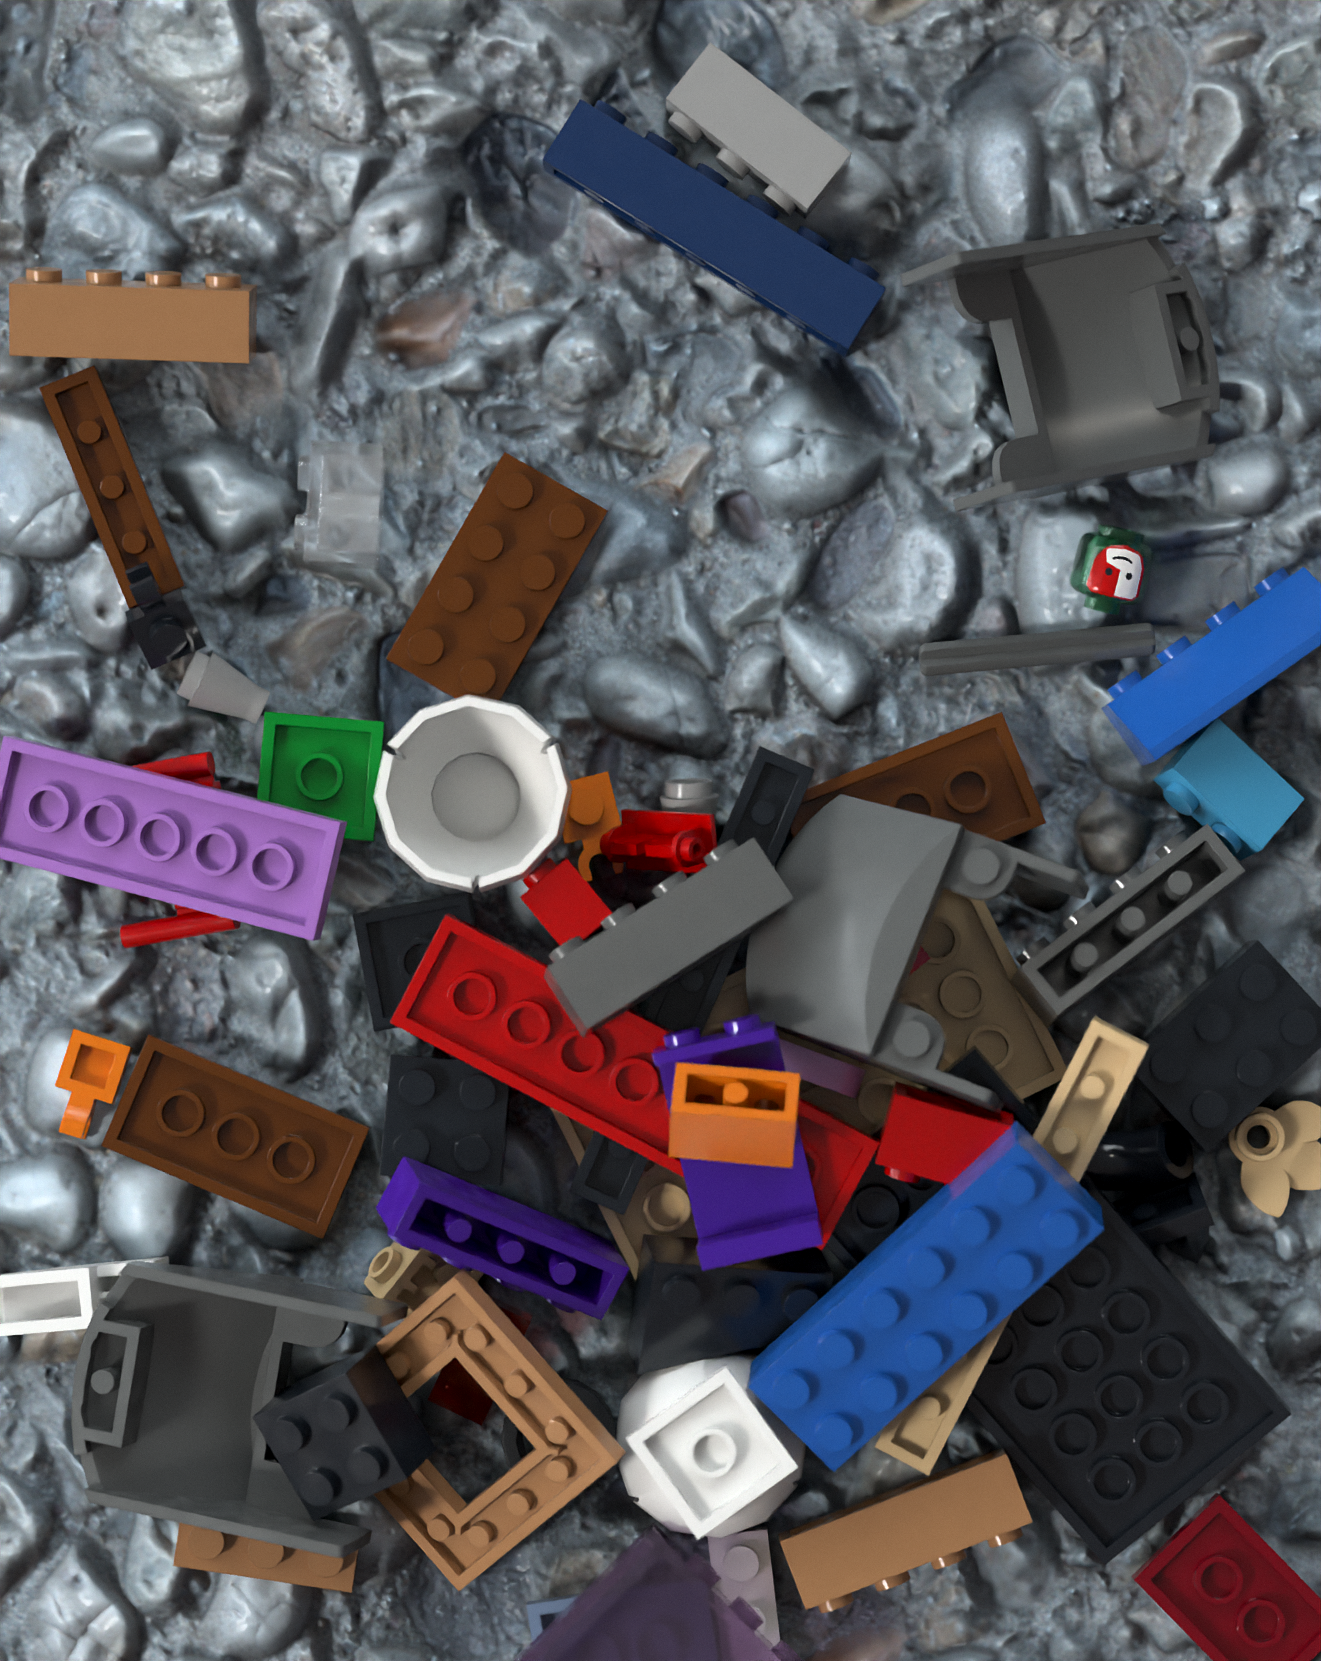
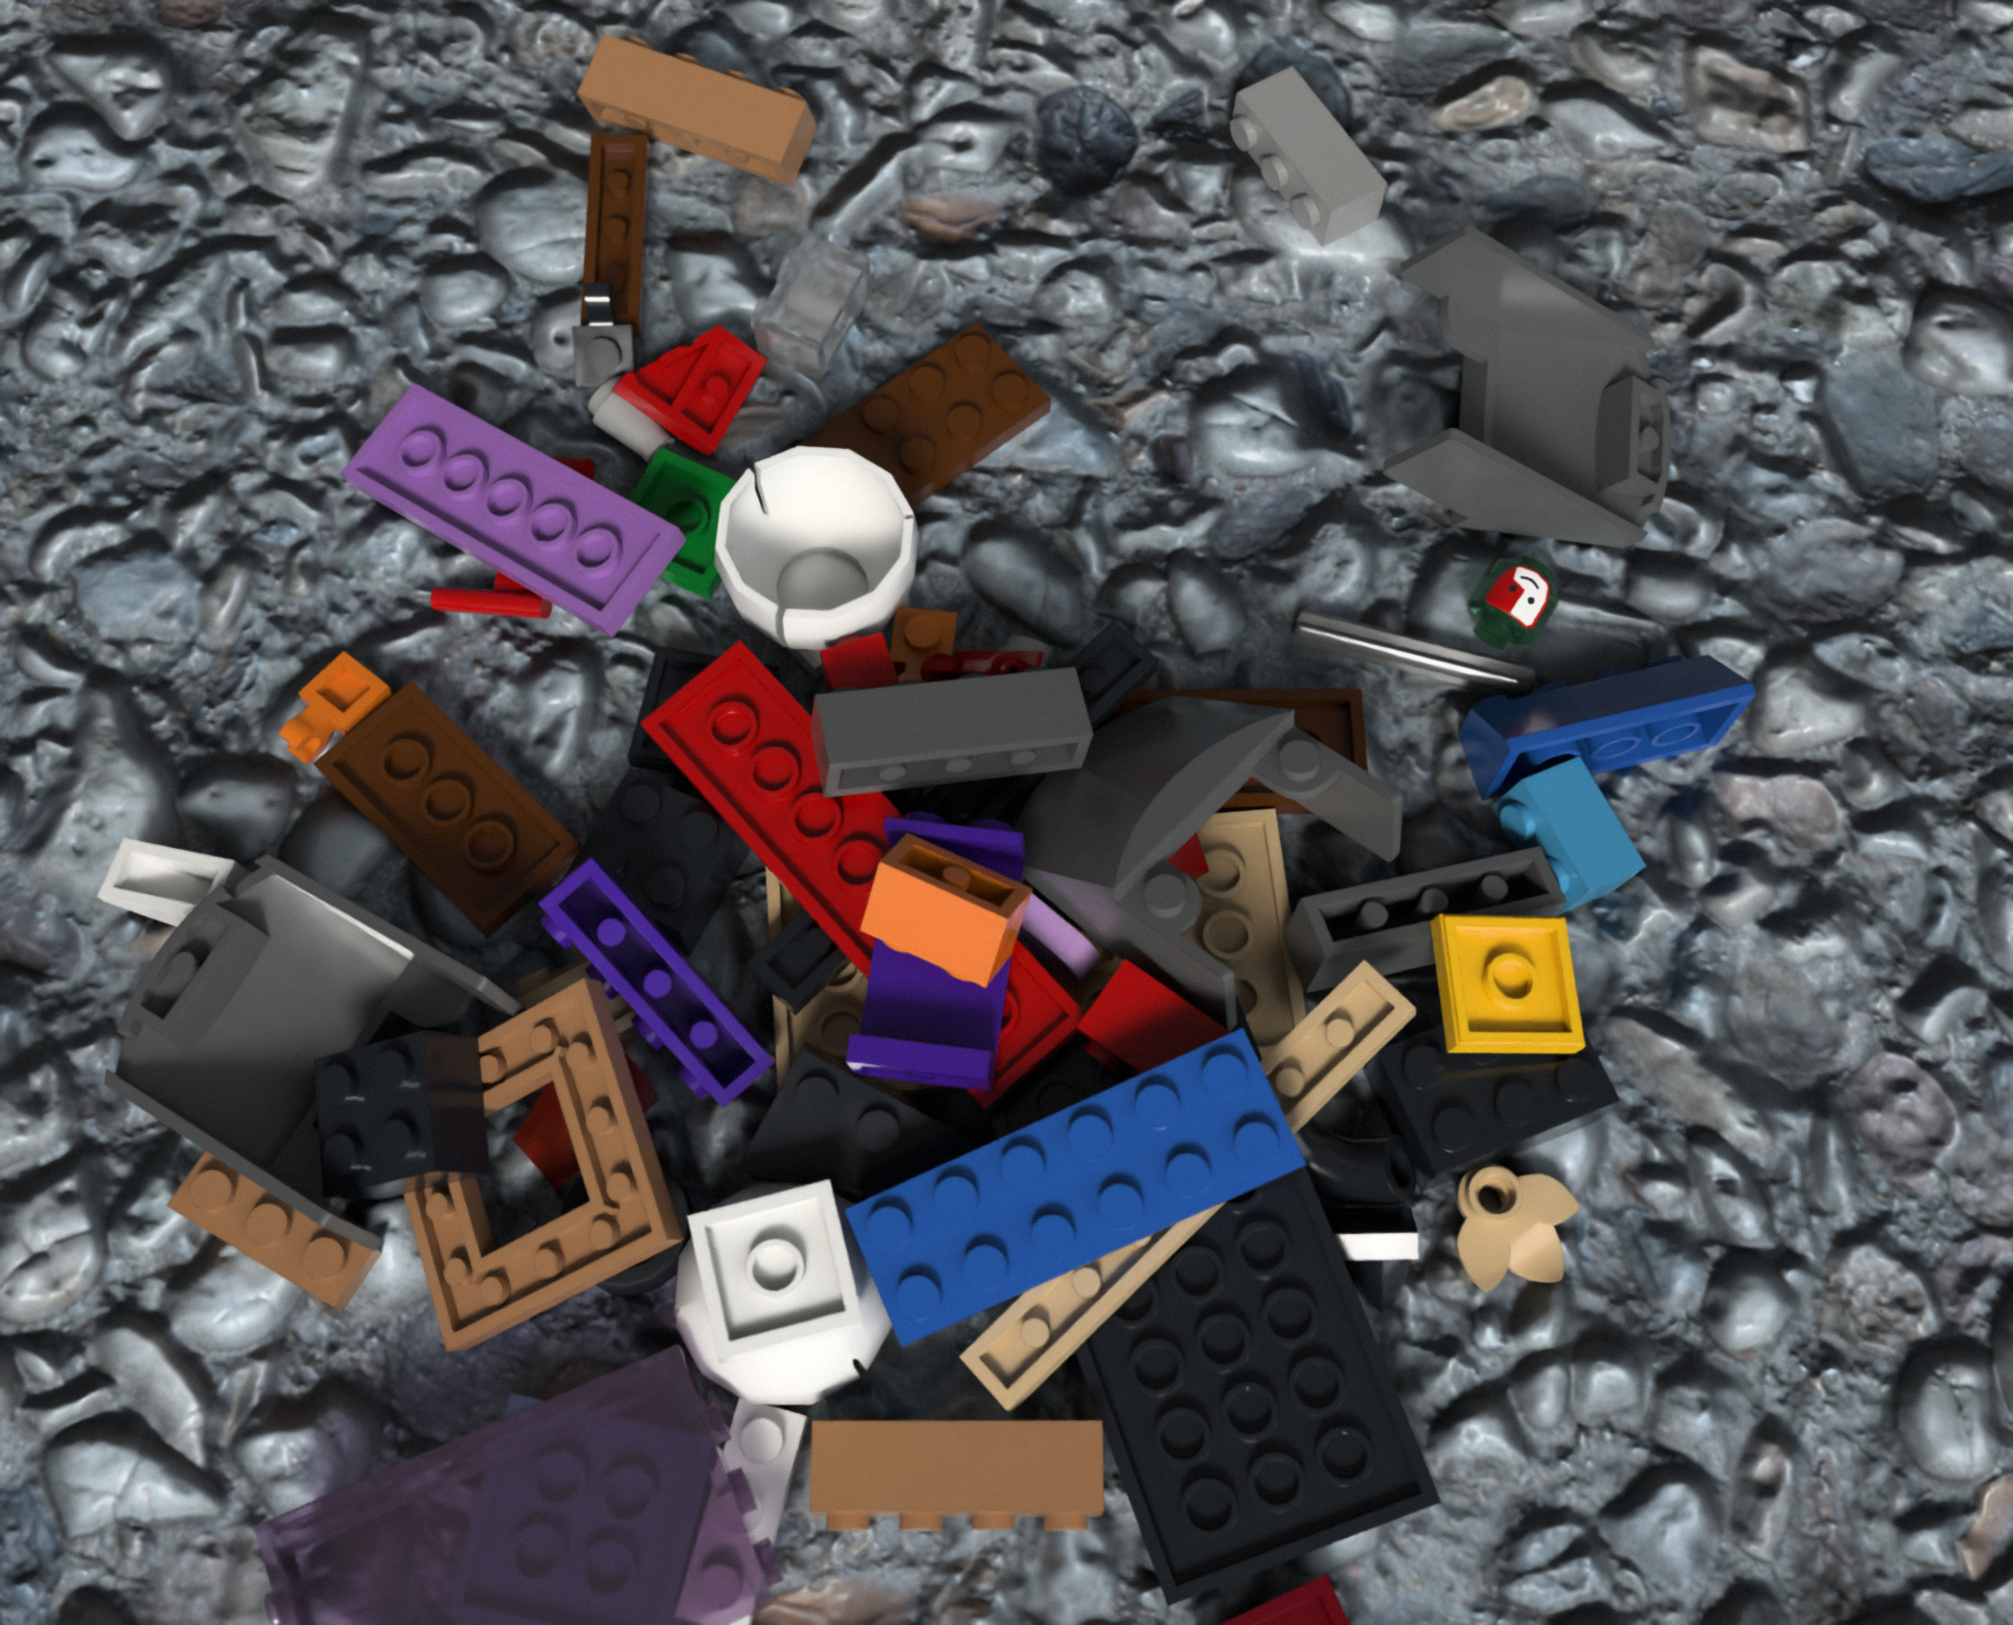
camera: 20 degrees right, 20 degrees down
(270, 634) = (695, 387): none -> red wing
(713, 226) = (1241, 215): dark blue brick -> none
(1216, 974) = (1506, 984): none -> yellow plate

